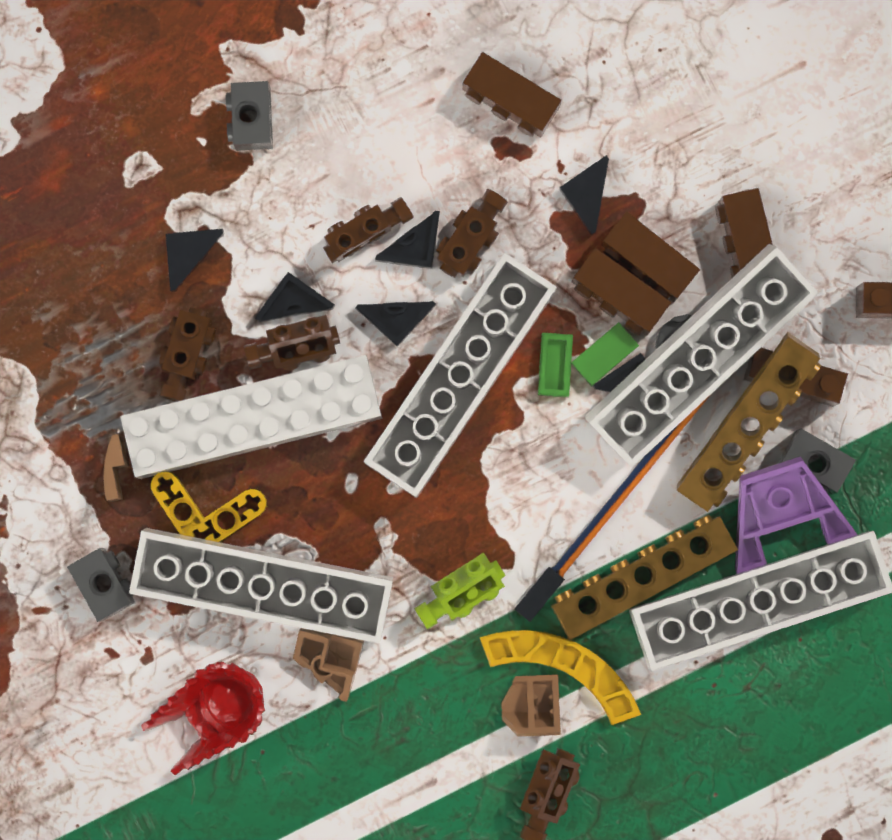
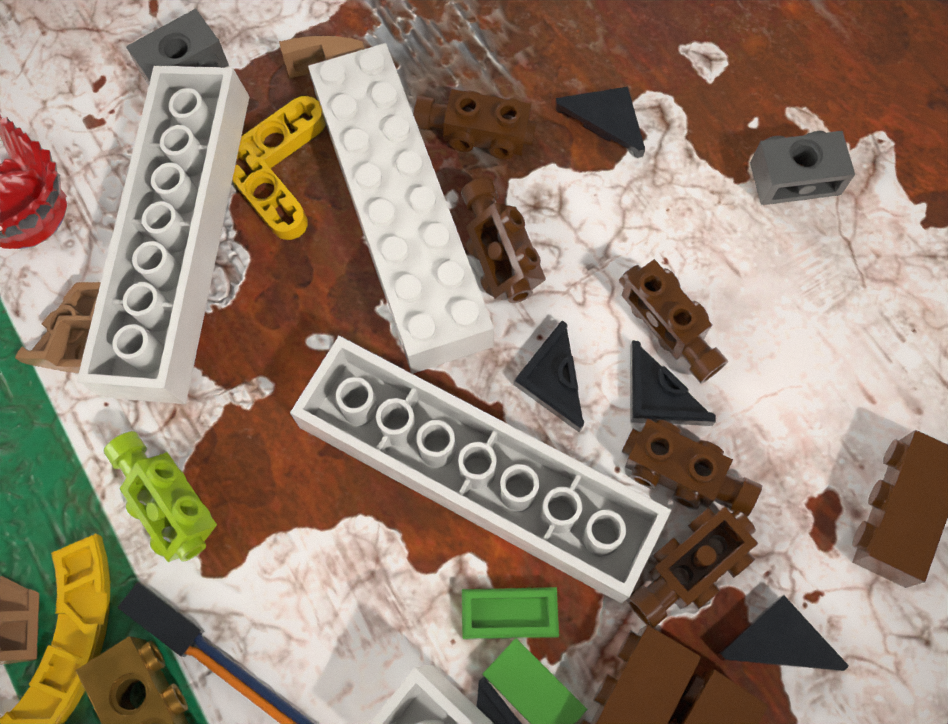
camera: 85 degrees right, 15 degrees down
(293, 299) = (562, 242): black tile -> none
(534, 236) = (699, 561): none -> reddish brown brick

